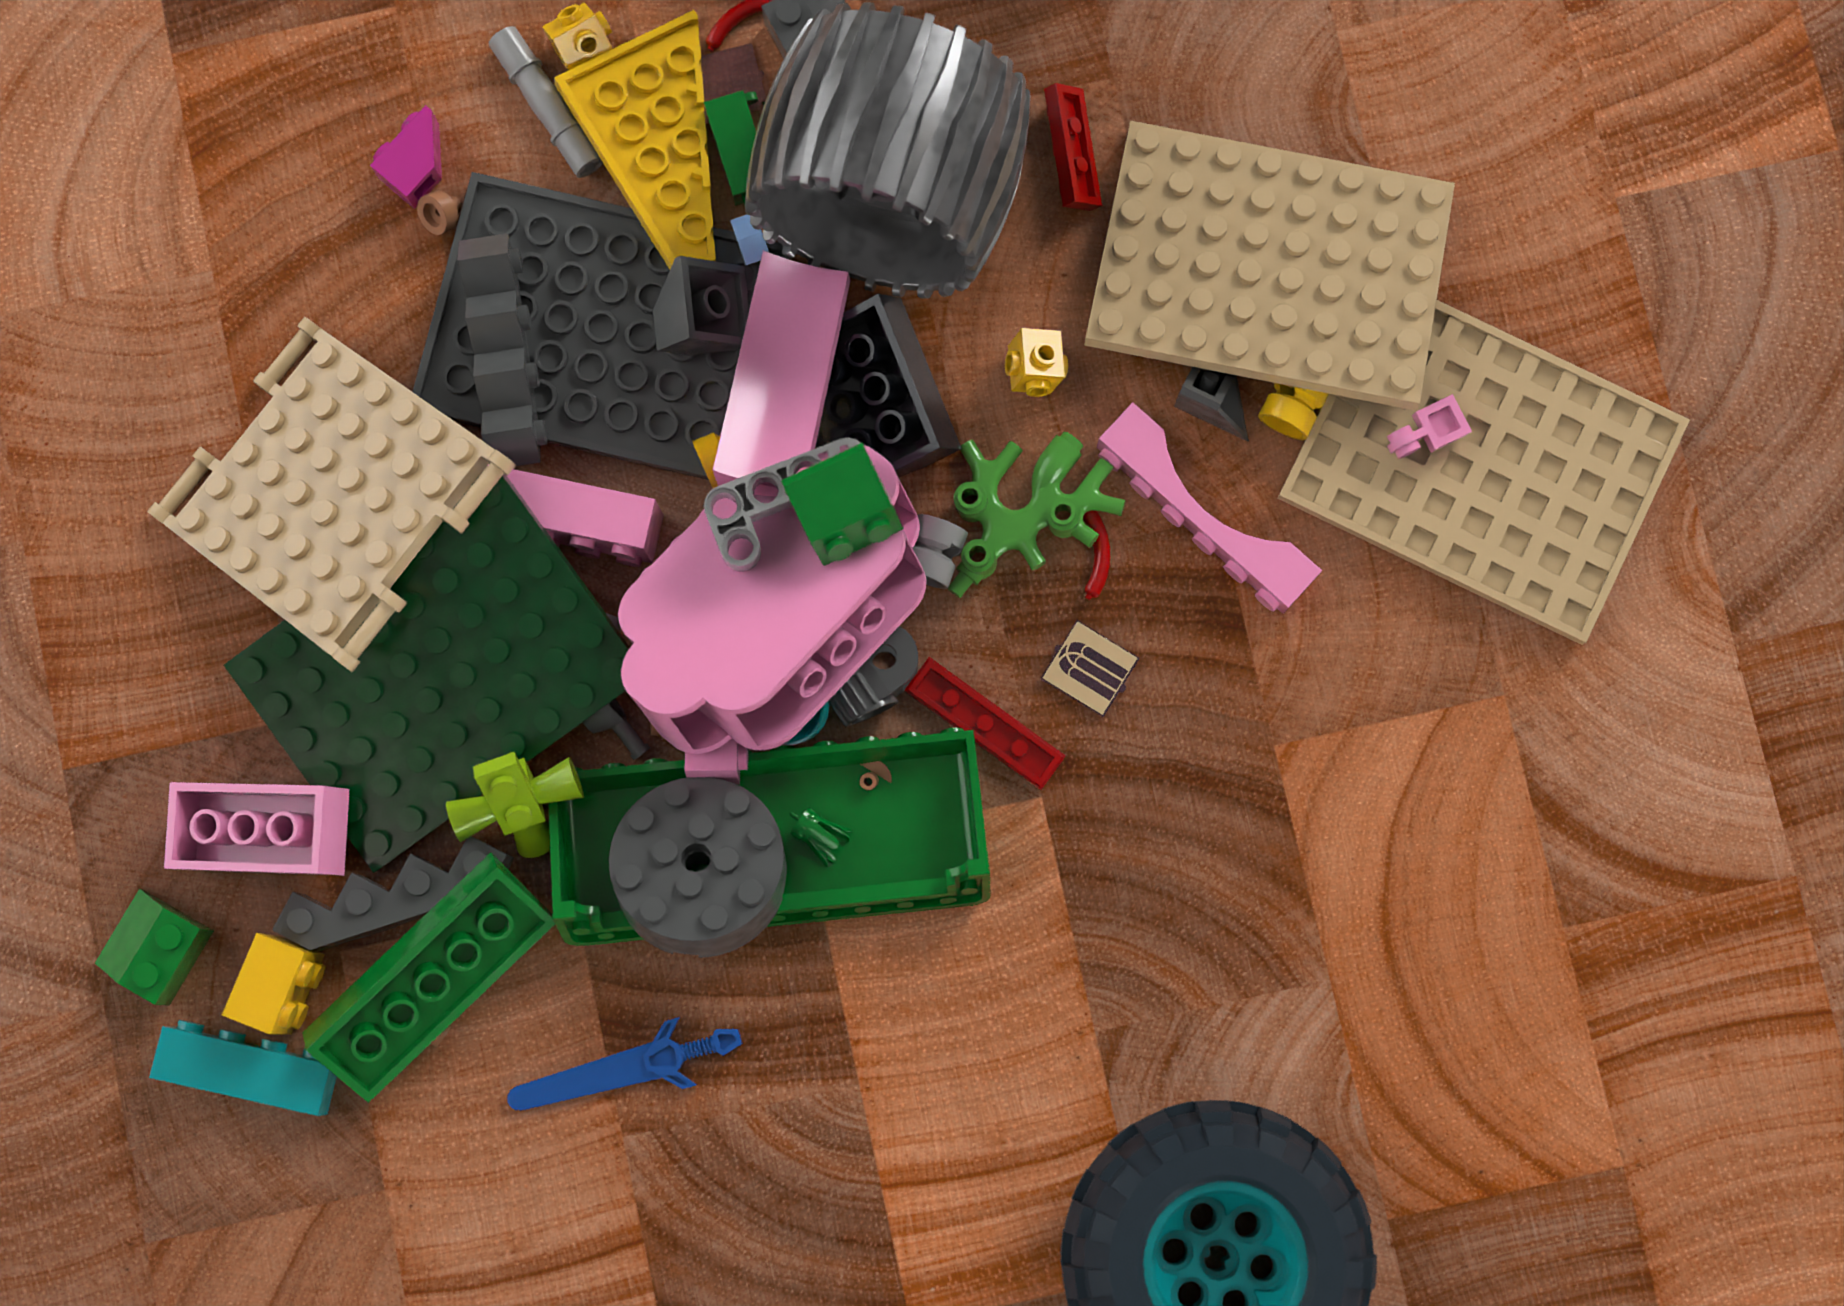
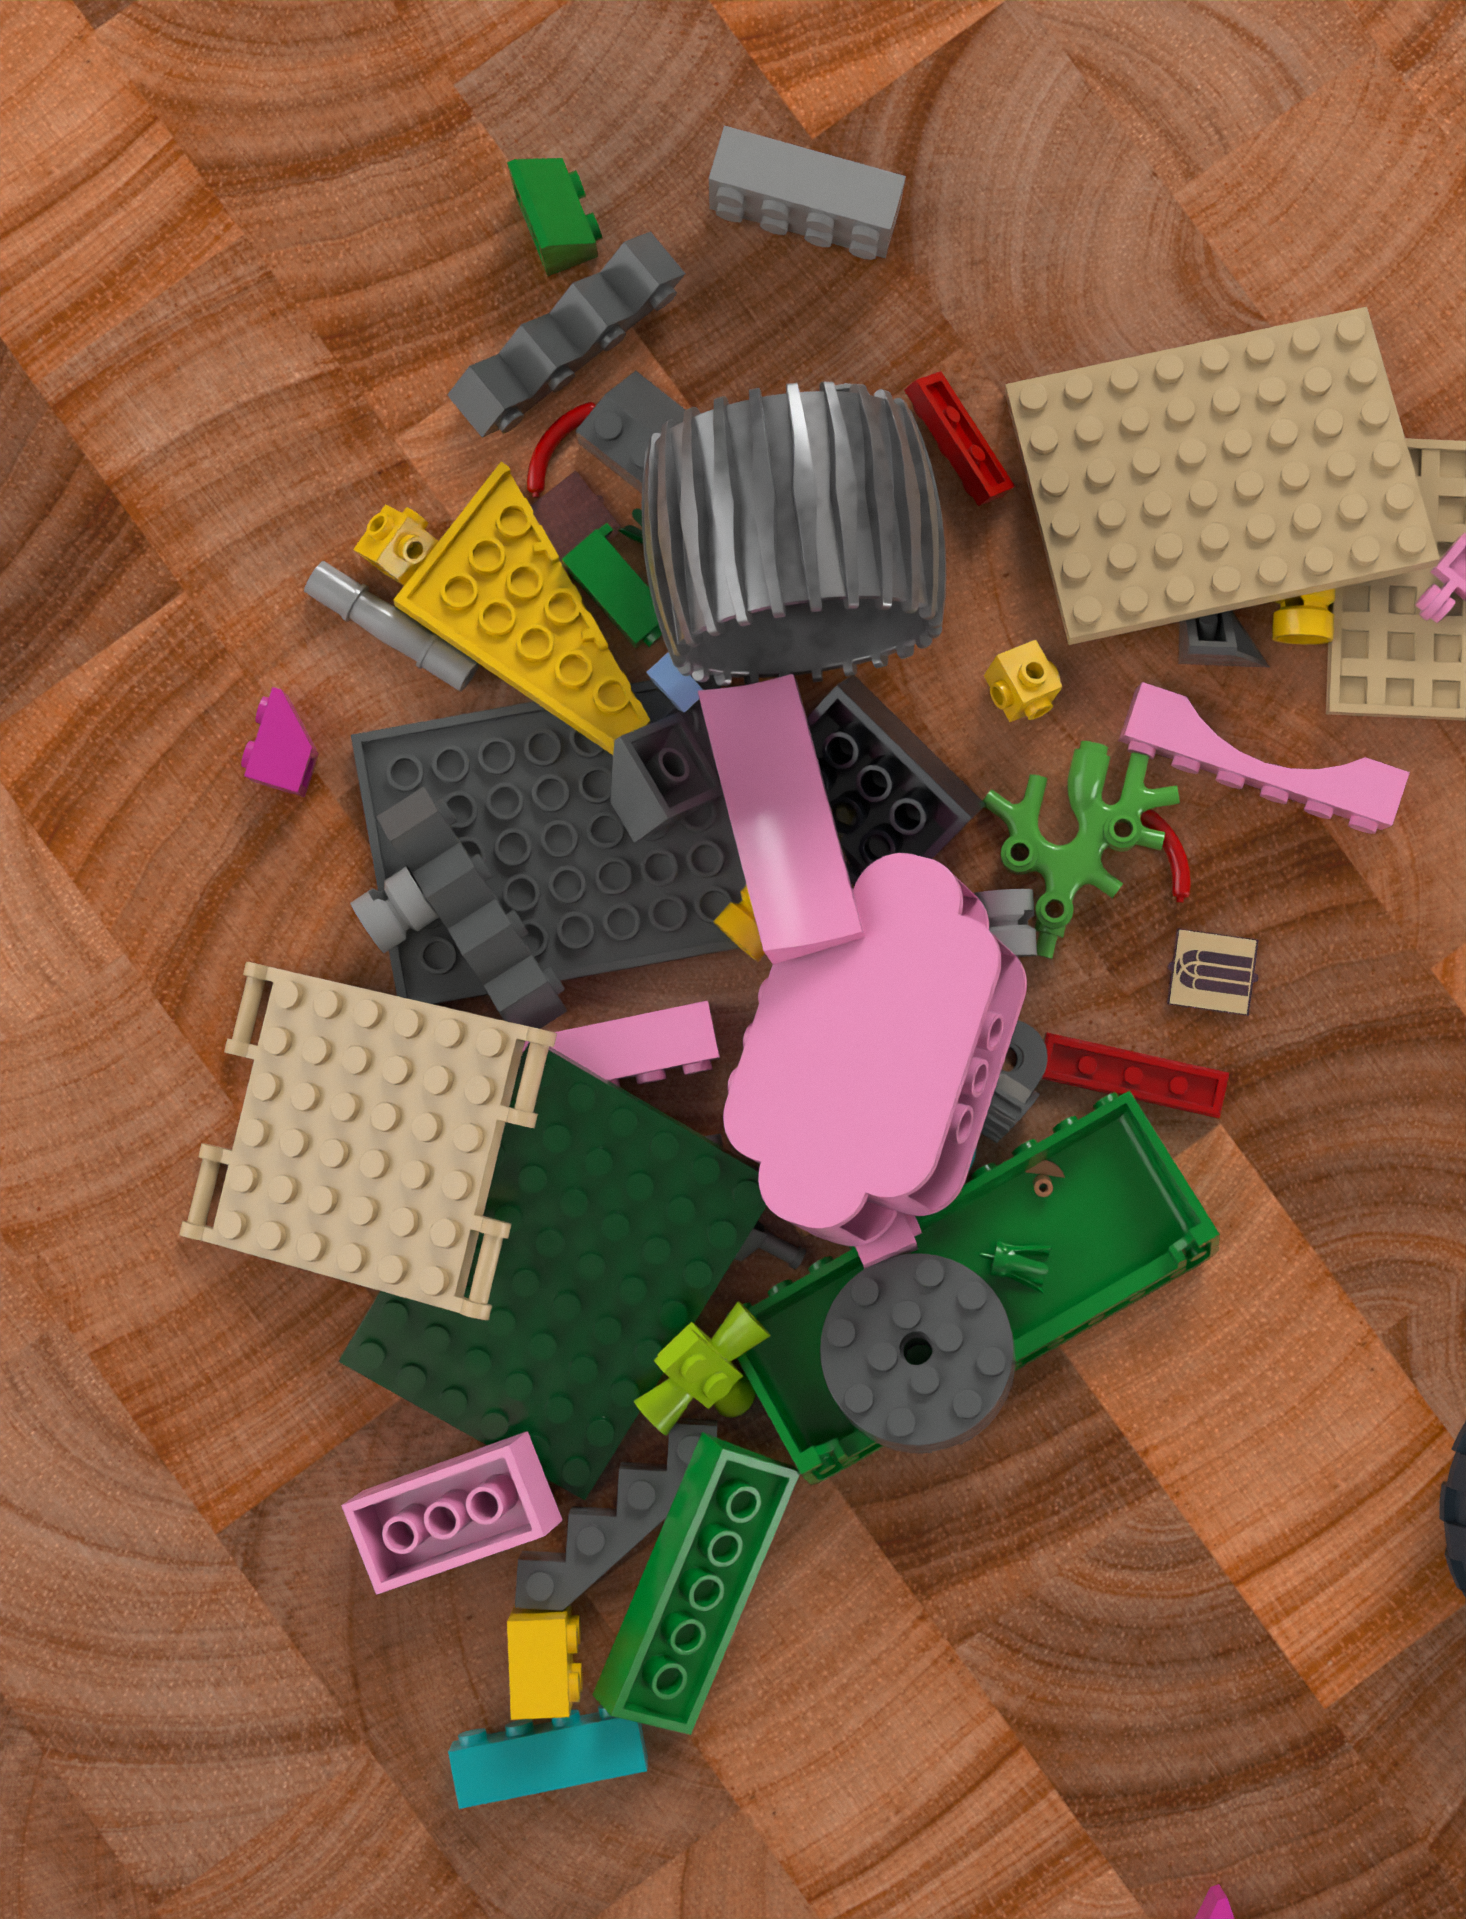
camera: 25 degrees left, 5 degrees up
(153, 949) = (395, 1676): green slope -> none
(436, 321) = (394, 910): none -> light grey wheel
(438, 211) = (335, 791): nougat tile -> none
(633, 1066) = (943, 1569): blue sword -> none
(750, 509) = (853, 942): light grey beam -> none
(842, 504) = (921, 933): green slope -> none

